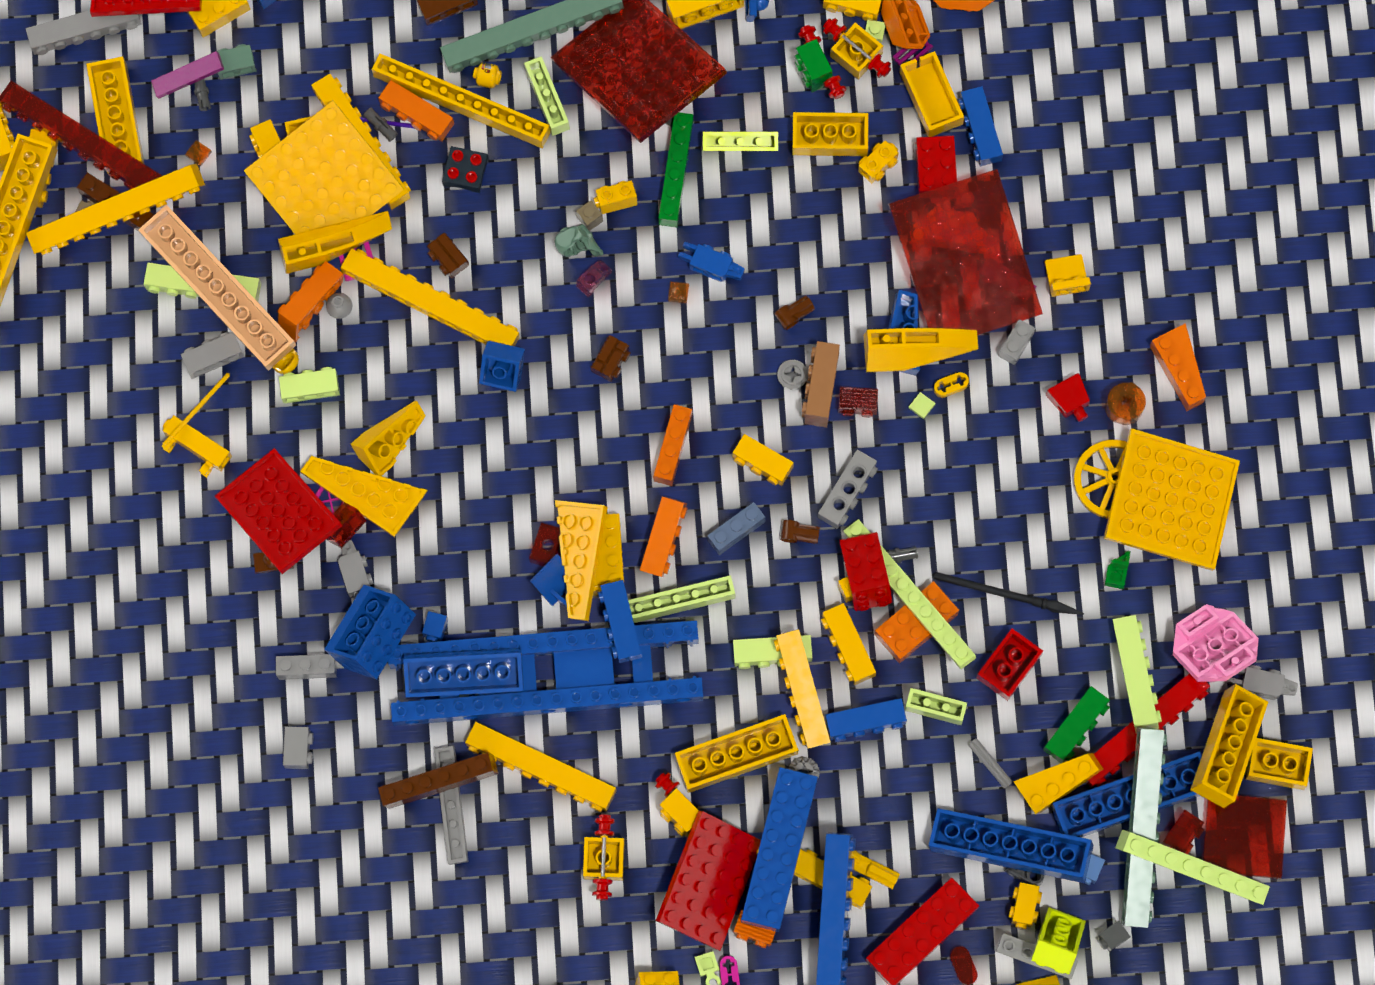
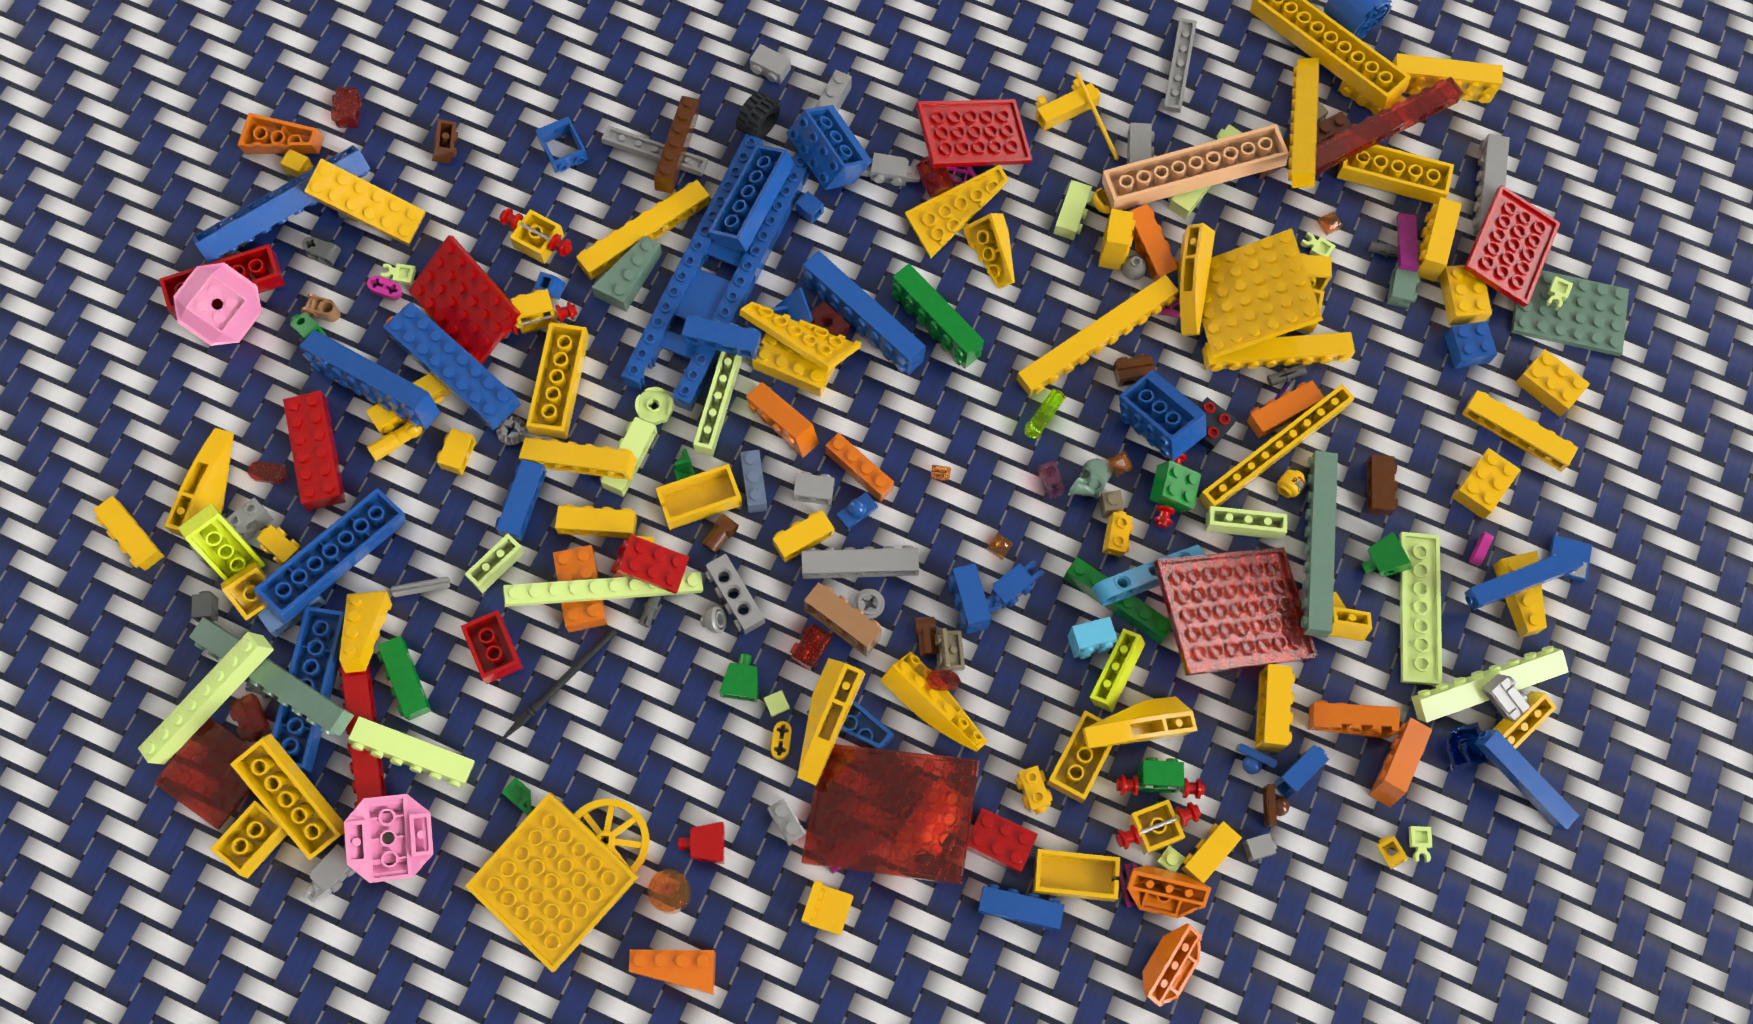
camera: 110 degrees right, 5 degrees down
(92, 362) = (1179, 65): none -> light grey plate
(171, 48) = (1437, 238): none -> yellow brick
(231, 149) = (1318, 246): none -> yellowish green plate
(328, 325) = (1117, 239): none -> yellow brick
(367, 720) = (758, 115): none -> black tyre
(475, 202) = (1162, 415): none -> blue brick
(480, 912) = (554, 131): none -> blue window
(490, 450) = (936, 316): none -> green brick
(501, 366) = (1007, 360): blue brick -> none
(522, 517) = (863, 313): none -> blue brick
(533, 313) = (1044, 414): none -> clear neon green piece
(545, 226) = (1121, 463): none -> clear orange tile
(546, 169) = (1174, 490): none -> green brick
(595, 752) = (628, 275): none -> sand green wedge
(610, 358) = (968, 456): reddish brown brick -> none
(639, 373) = (940, 472): none -> clear orange tile
(647, 816) = (552, 283): none -> blue brick
(651, 154) = (1135, 580): none -> dark azure beam
(712, 428) = (857, 510): none -> blue tile
(714, 474) = (814, 488): none -> light grey brick
(714, 647) = (660, 414): none -> yellowish green plate
(724, 173) = (1092, 638): none -> medium azure brick
(745, 289) = (969, 599): none -> blue brick
(758, 596) = (683, 466): none -> green slope
(761, 400) = (860, 562): none -> light grey brick
(778, 96) = (1142, 722): none -> yellow wedge
(778, 566) = (699, 496): none -> yellow piece
(797, 285) = (950, 650): none -> dark tan bracket
(827, 276) = (943, 680): none -> clear red tile
(850, 278) = (937, 708): none -> yellow wedge
(852, 806) = (456, 451): none -> yellow brick
(880, 494) = (714, 620): none -> light grey brick
(920, 443) = (741, 680): none -> green torso
(1080, 901) = (240, 590): none -> yellow brick

